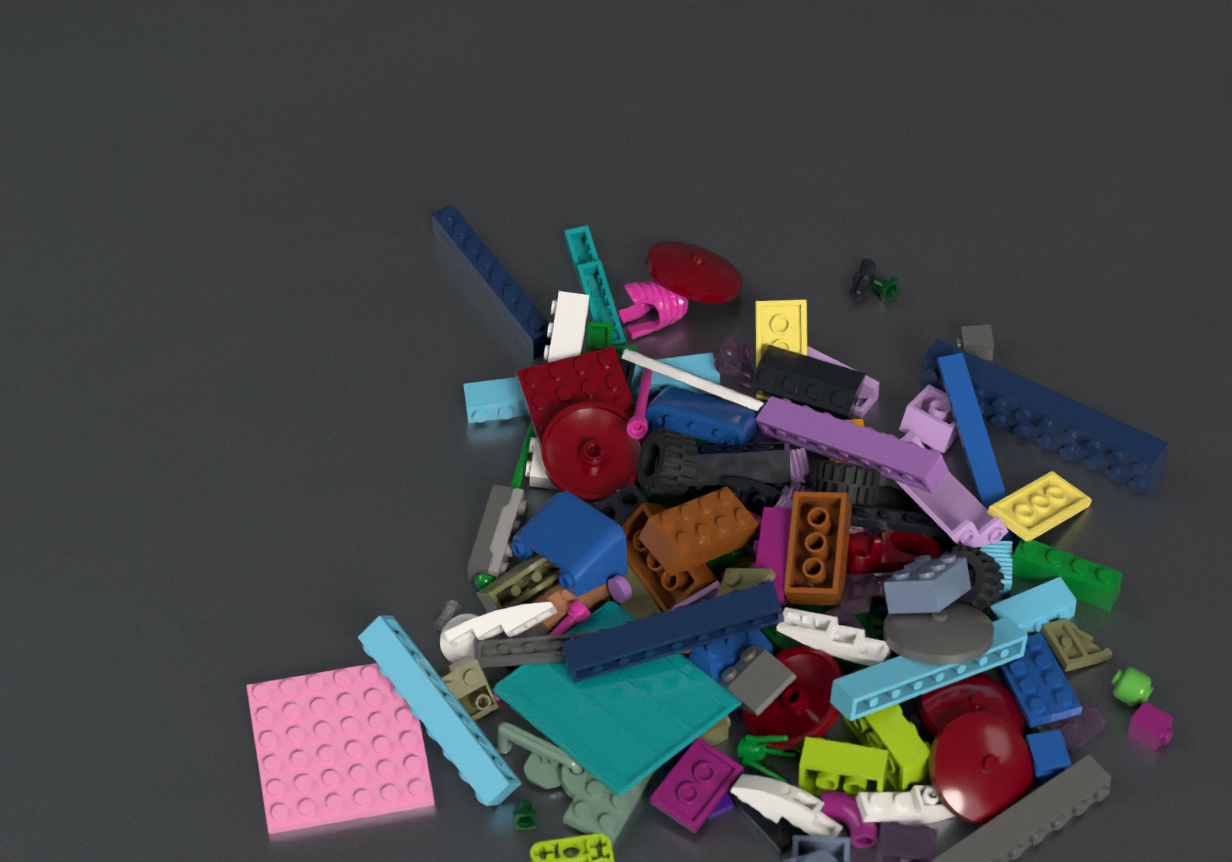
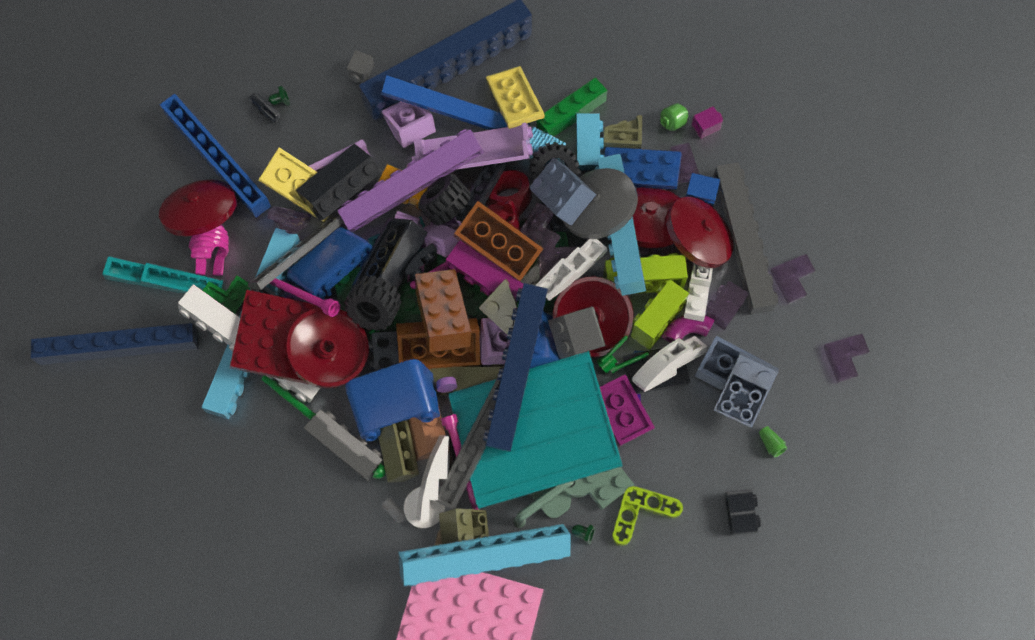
camera: 65 degrees left, 20 degrees up
(768, 260) = (215, 155): none -> blue brick

